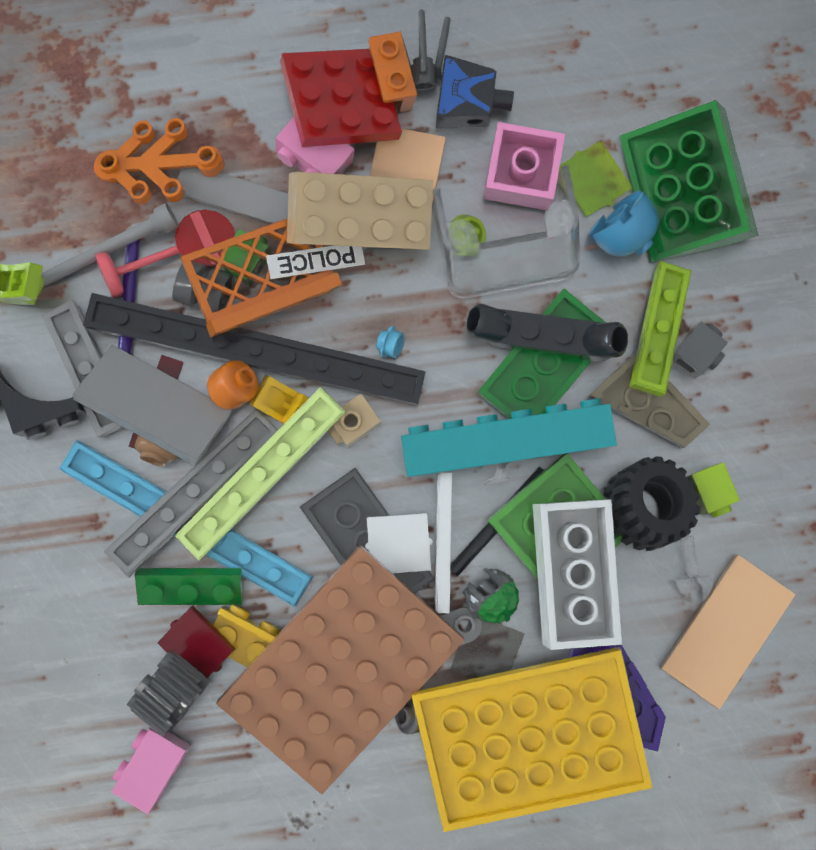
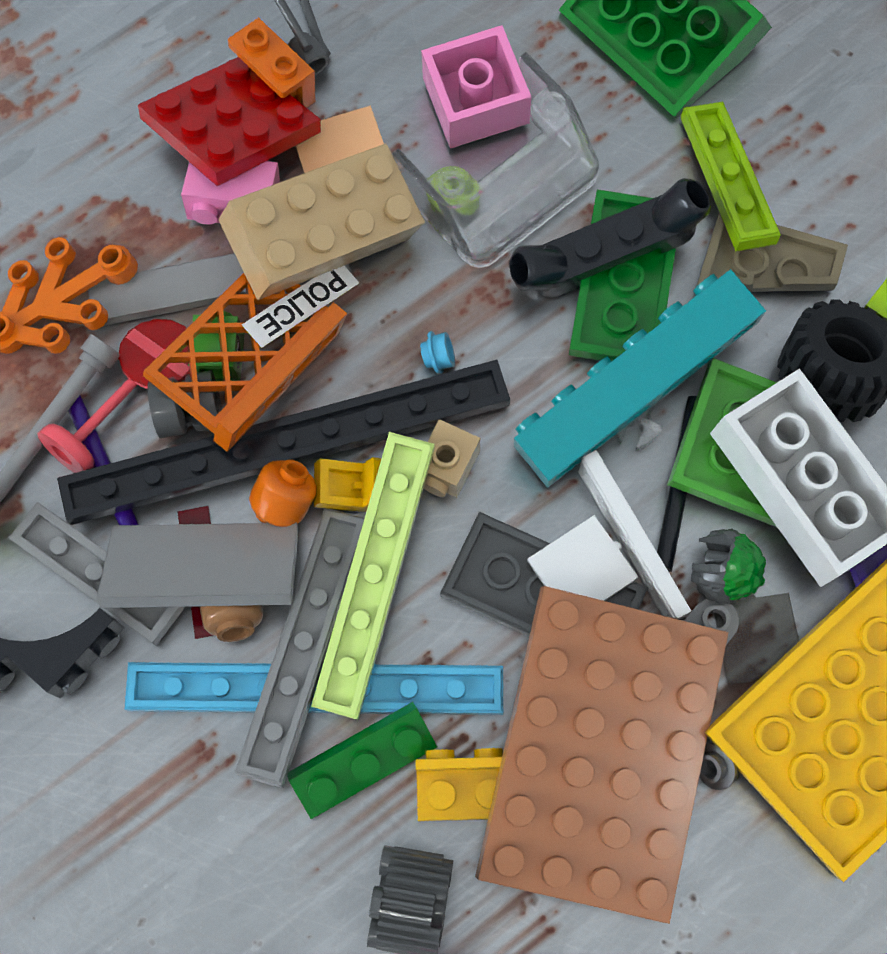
camera: 20 degrees left, 10 degrees down
(197, 642) = (409, 820): dark red piece -> none
(469, 95) = (370, 49): torso -> none
(596, 178) = (565, 60): clear neon green piece -> none
(628, 227) = (627, 88): dark azure cylinder -> none
(700, 350) = (787, 174): dark grey brick -> none

